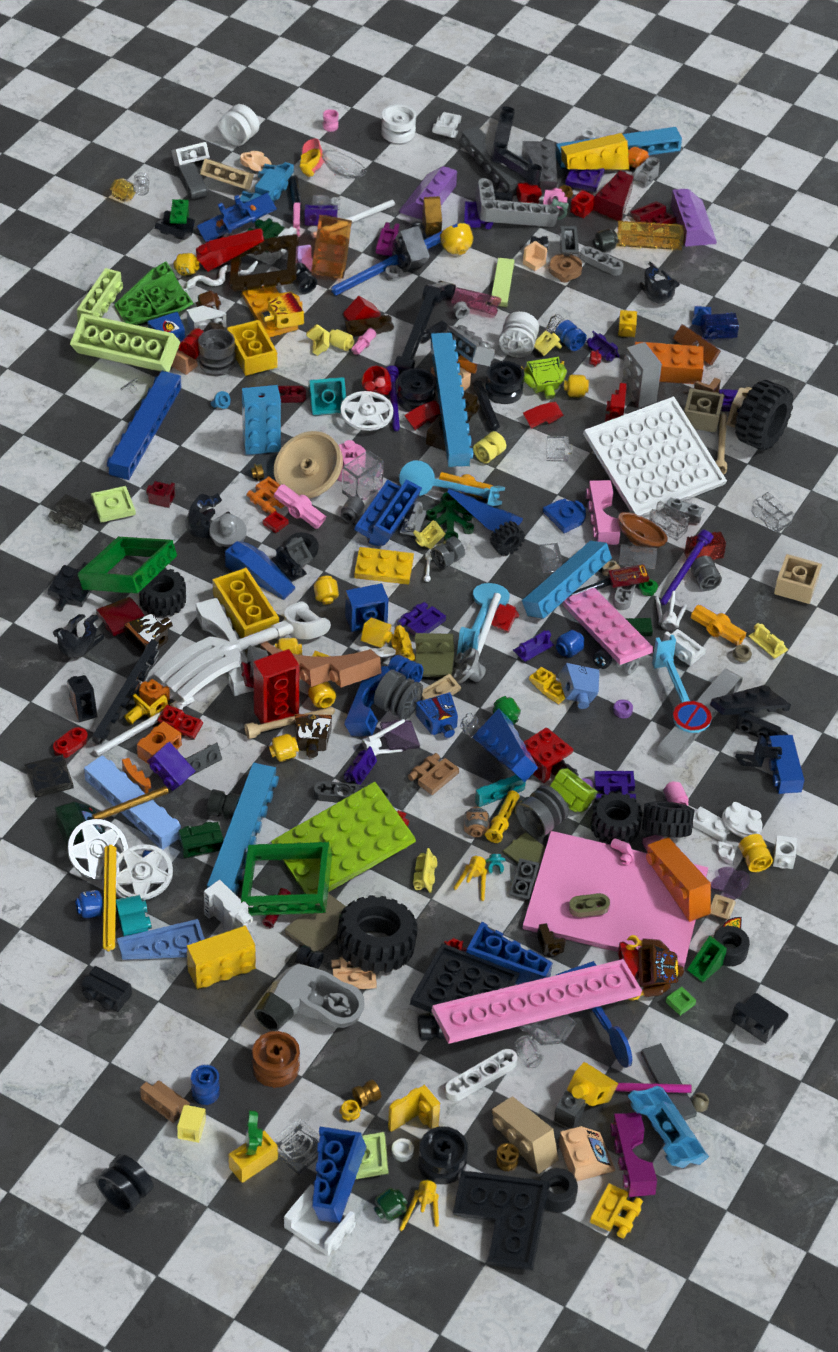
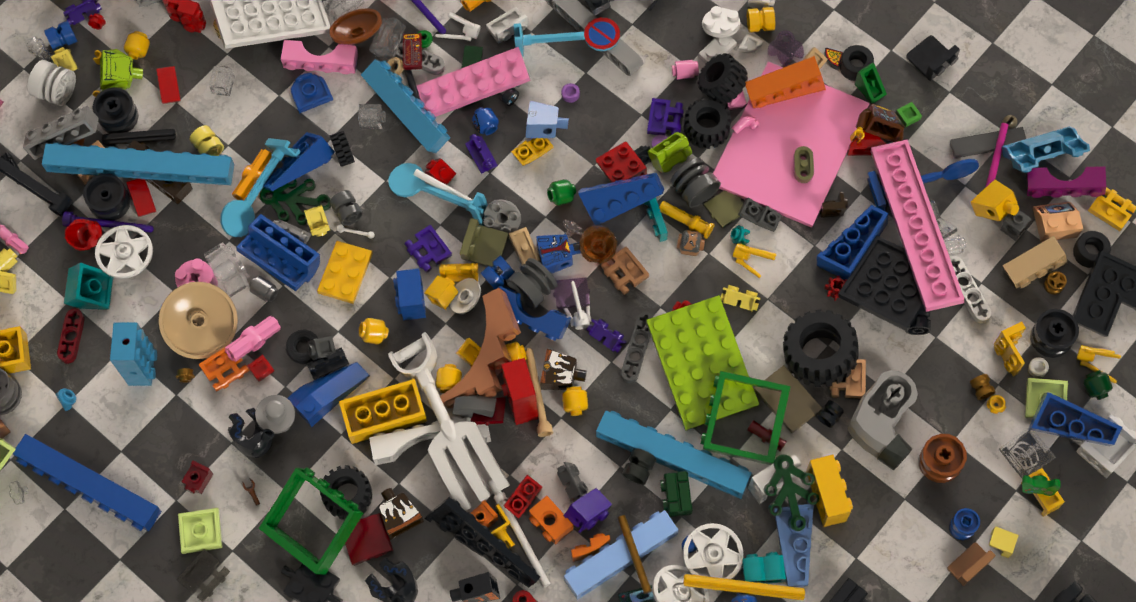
camera: 75 degrees left, 20 degrees up
(158, 526) = (251, 491): none -> reddish brown hand
(212, 914) = (789, 489): none -> dark green plant
(453, 741) = (598, 244): none -> clear orange cylinder

